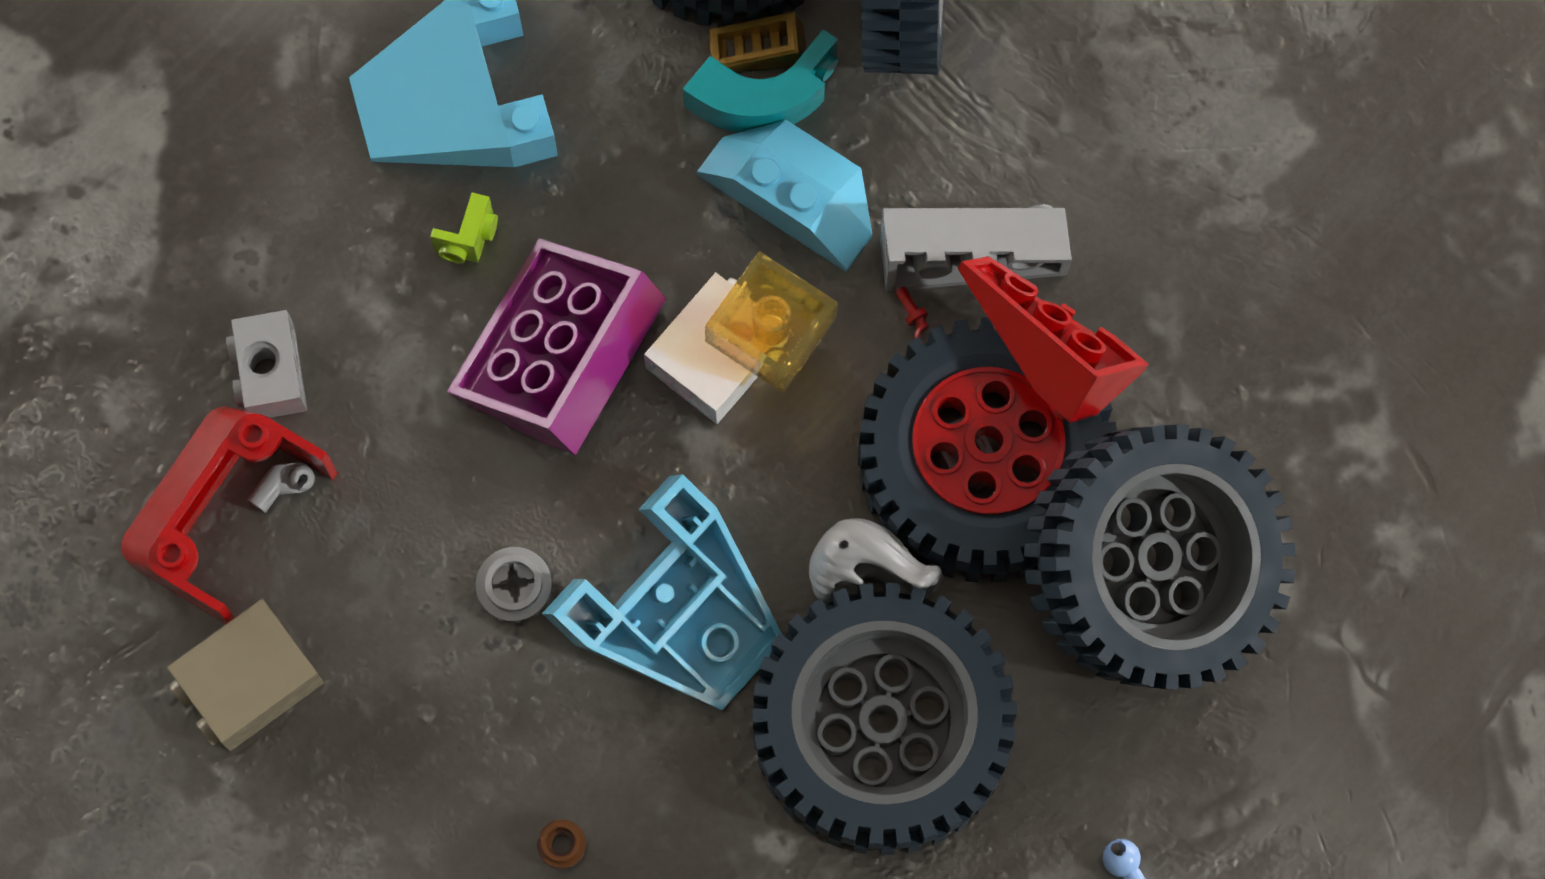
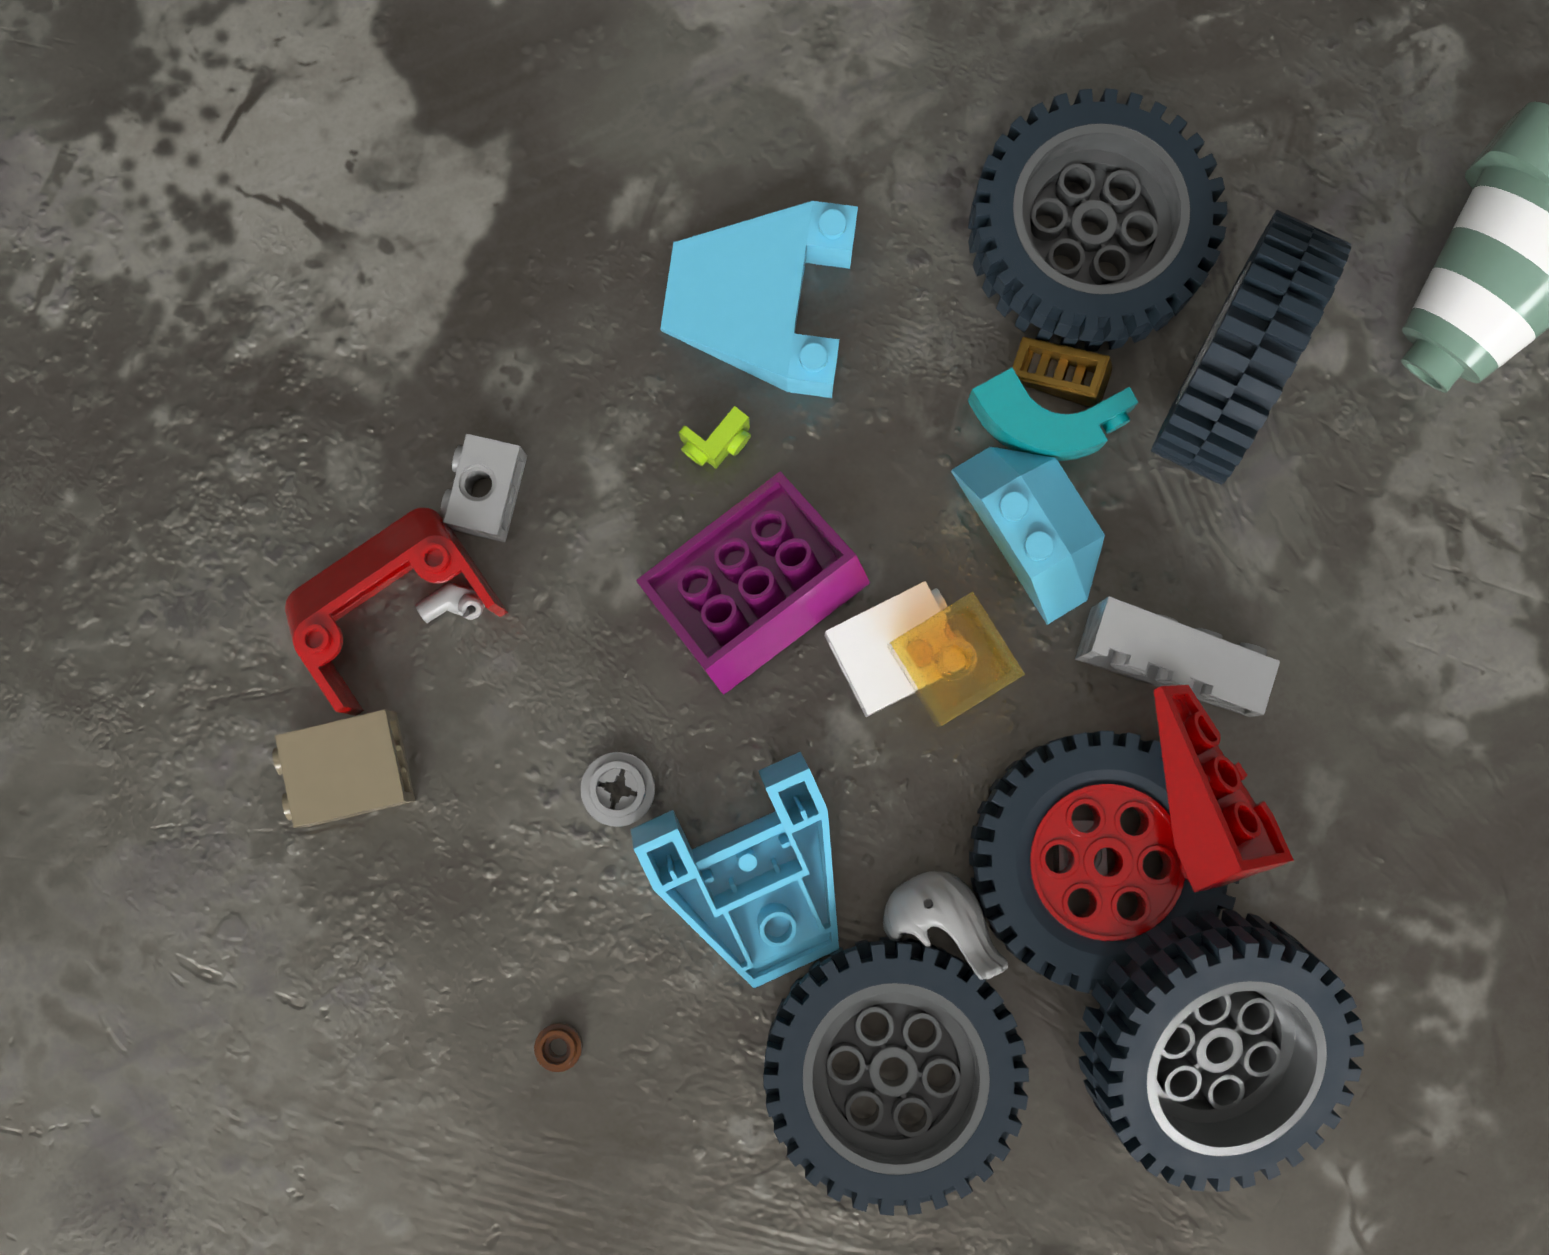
camera: 30 degrees right, 10 degrees up
(916, 316) = (1093, 698): red hand -> none

